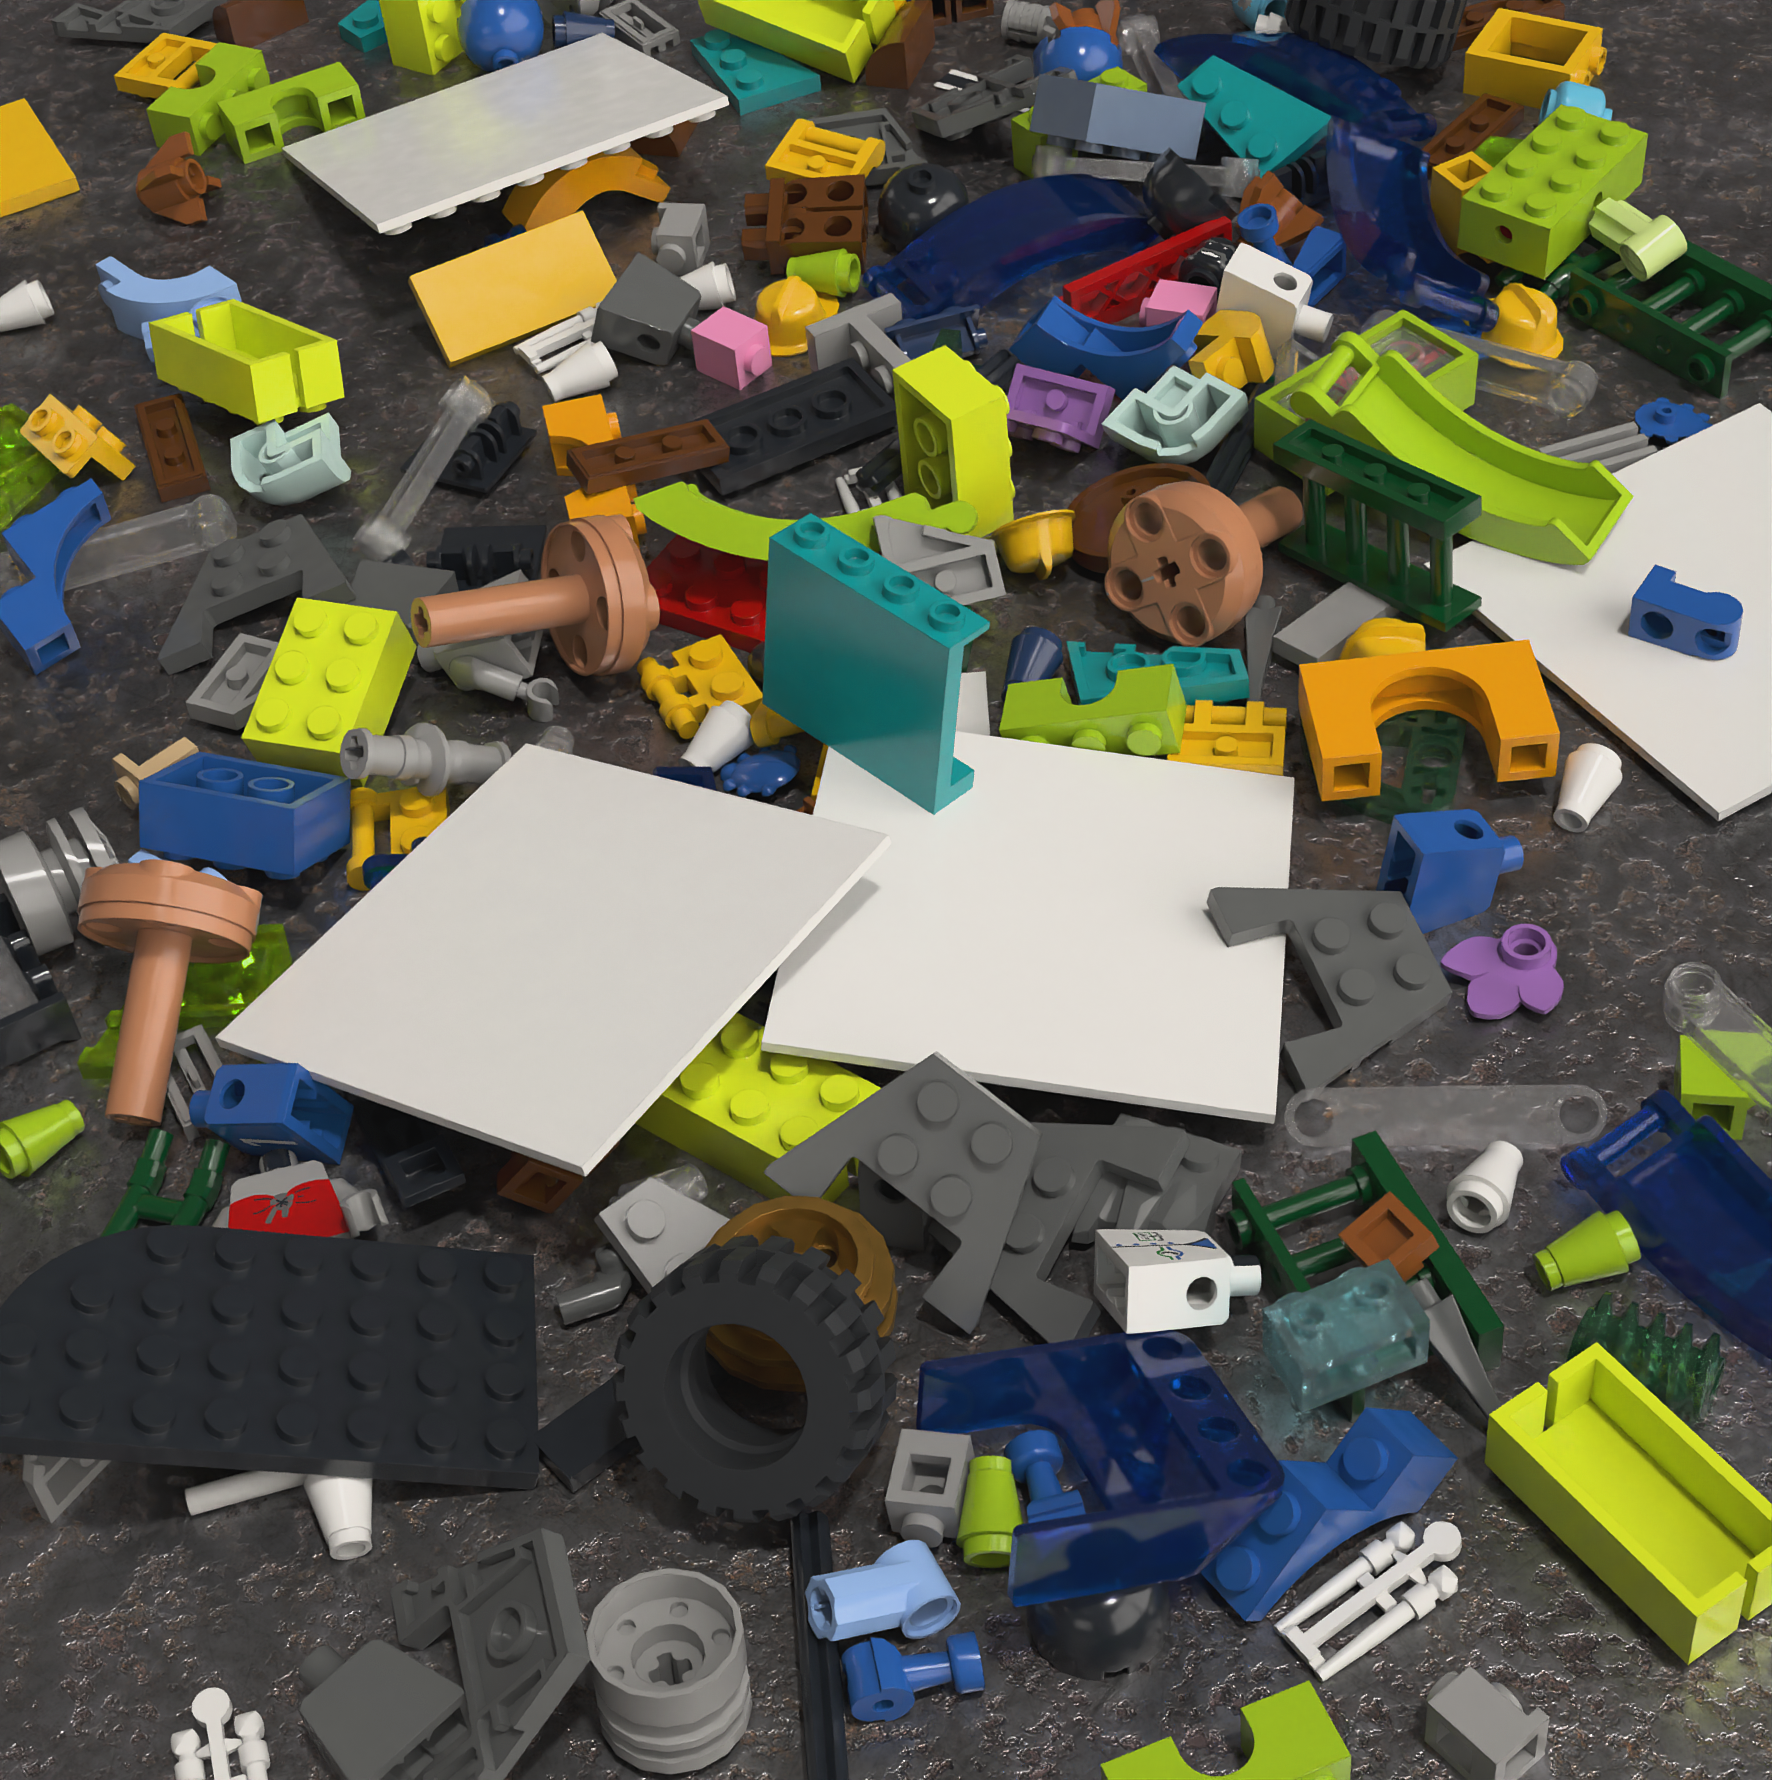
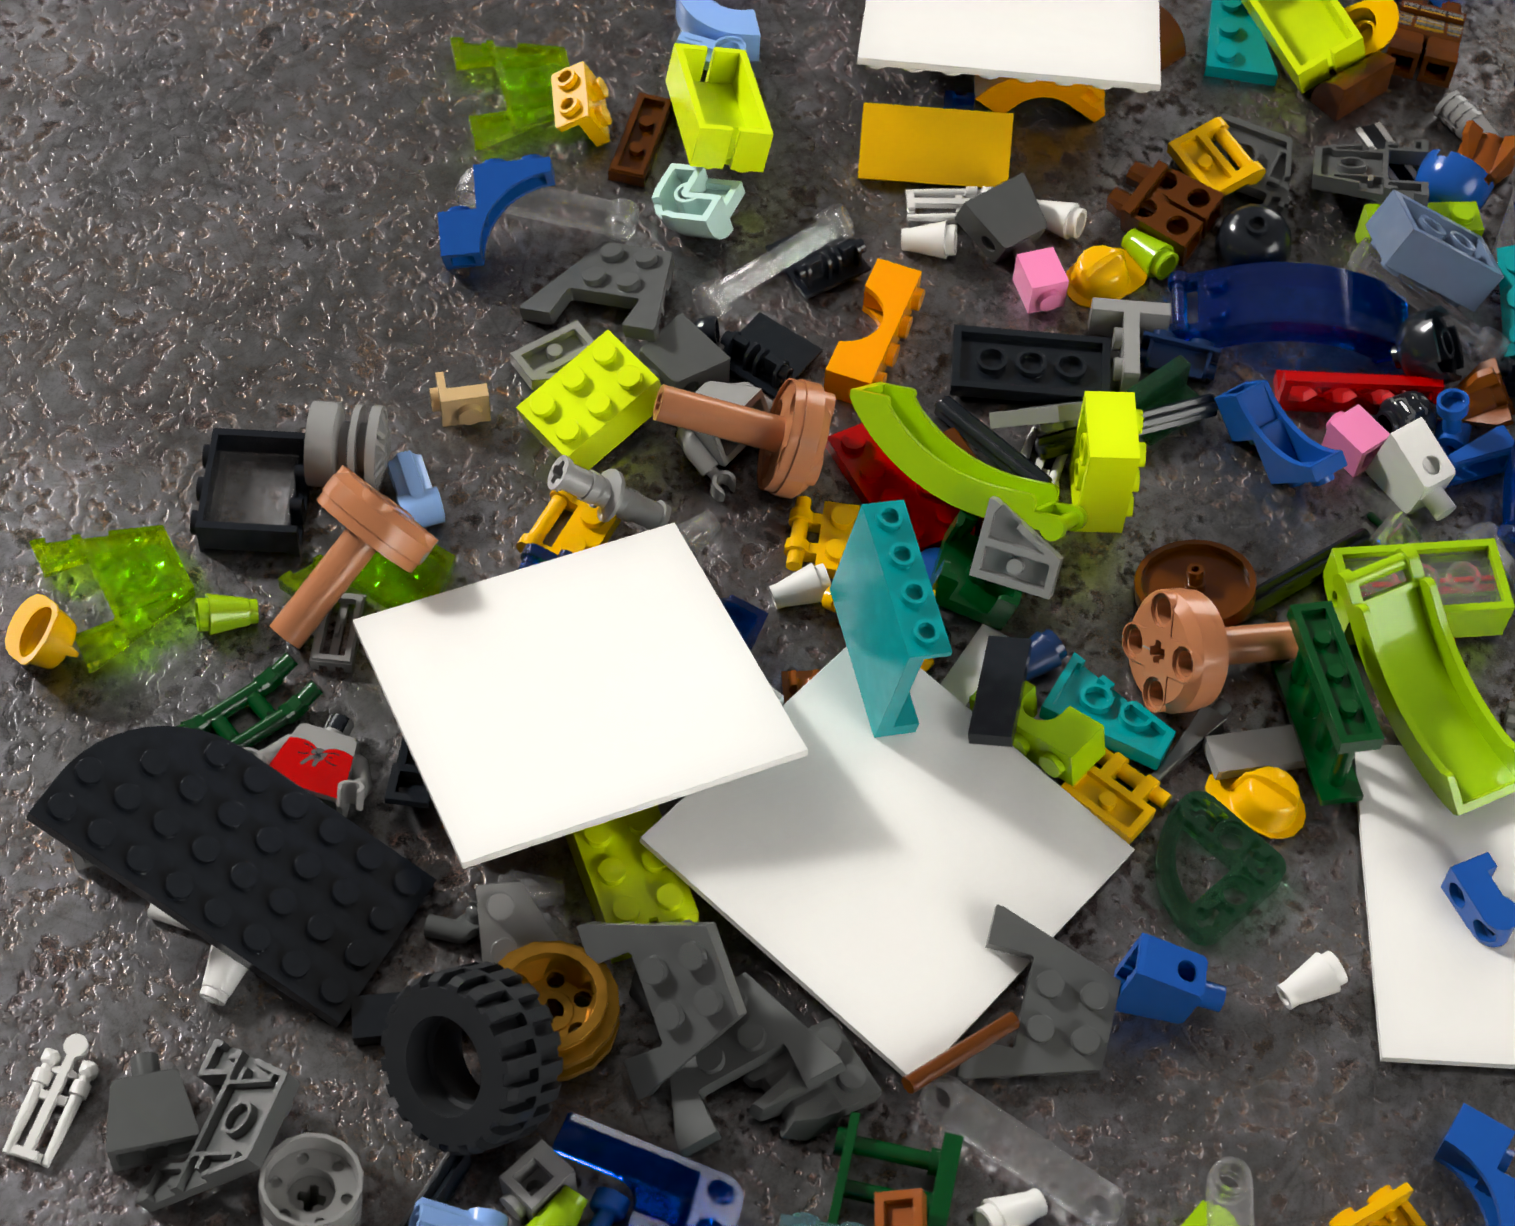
camera: 25 degrees right, 10 degrees up
(244, 814) = (481, 464): blue brick -> none
(274, 1109) = (345, 682): blue torso -> none
(647, 456) = (912, 342): reddish brown tile -> none
(681, 237) = (1076, 166): light grey brick -> none
(761, 772) = (813, 626): blue piece -> none
(797, 505) = (987, 440): none -> black axle
(854, 445) = (1048, 417): none -> light grey wing
(1031, 700) = (1000, 691): none -> black tile
(1036, 542) = (1110, 563): yellow piece -> none
(1057, 408) = (1202, 465): medium lavender bracket -> none
(1169, 1278) = (766, 1149): white torso -> none
(1177, 417) = (1278, 525): light aqua brick -> none
(1233, 349) = (1360, 496): yellow brick -> none
(1295, 1057) = (960, 1052): none -> reddish brown bar
(1486, 684) = (1207, 820): light orange arch -> none
(1508, 971) = (1143, 1080): medium lavender plate -> none

